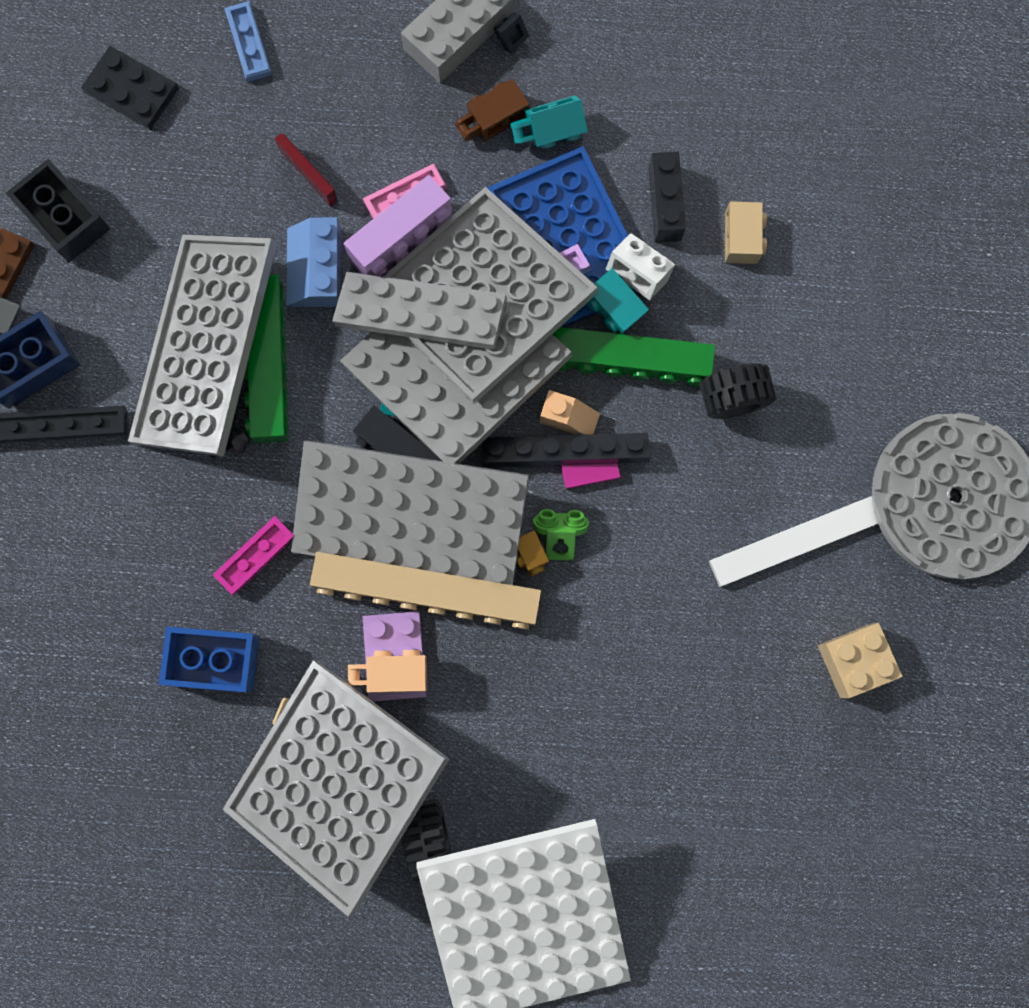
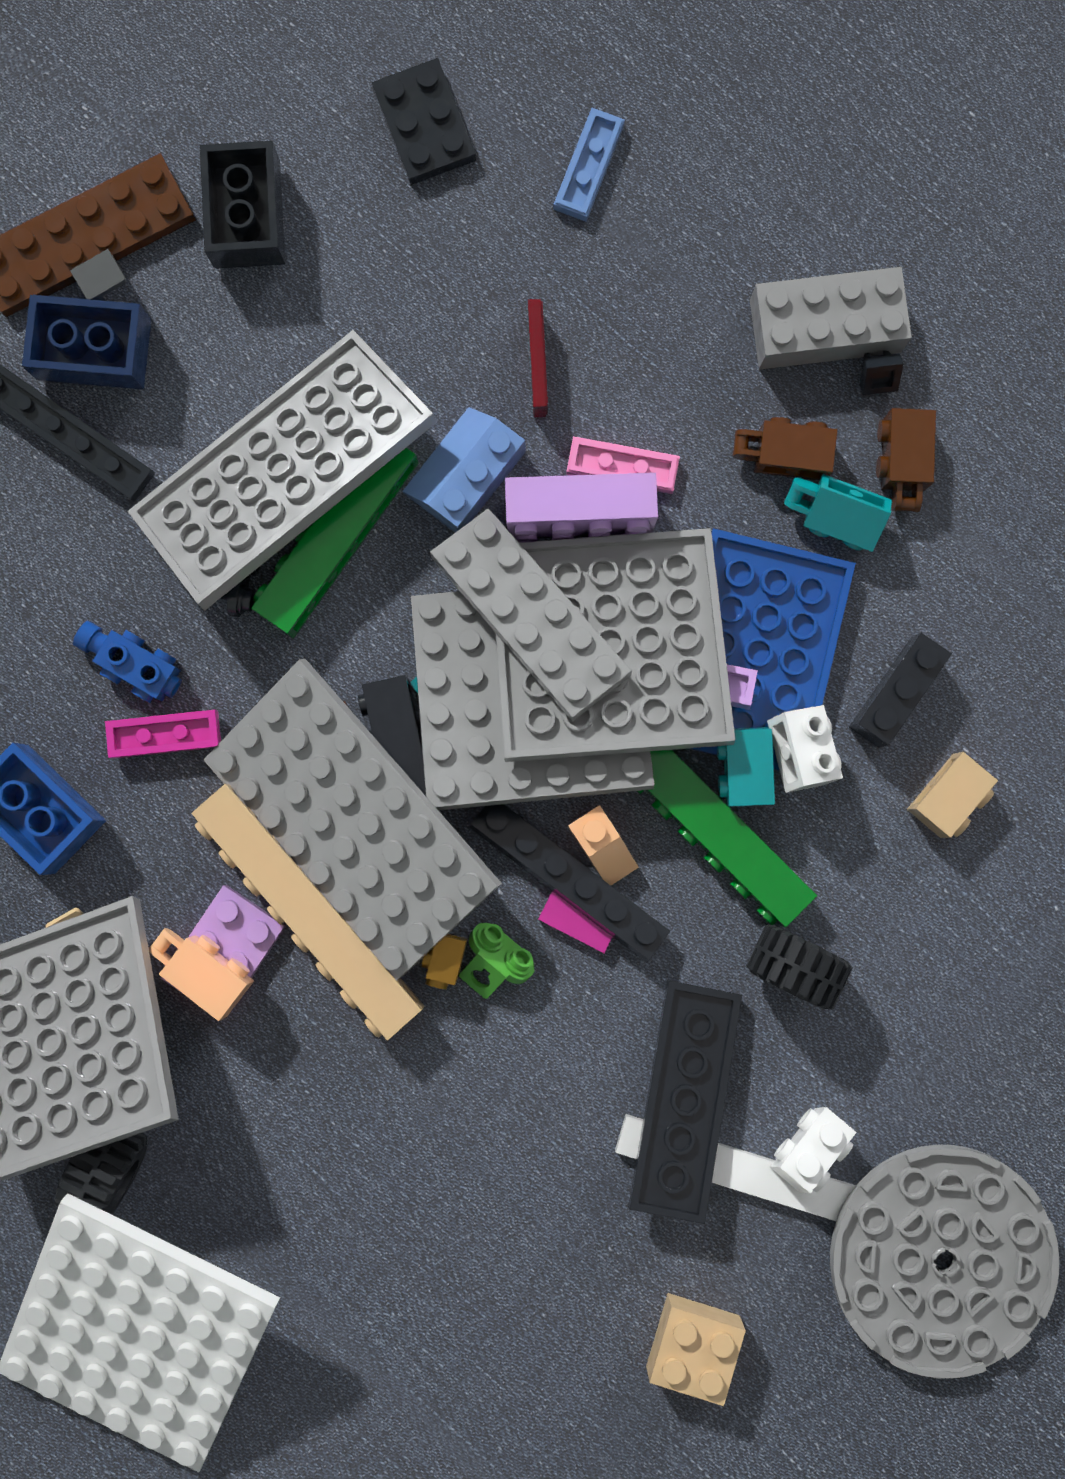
camera: 45 degrees right, 5 degrees up
(203, 529) = (133, 663): none -> blue brick
(563, 65) = (907, 455): none -> reddish brown brick
(737, 523) = (685, 1102): none -> black plate
(831, 490) = (813, 1150): none -> white brick

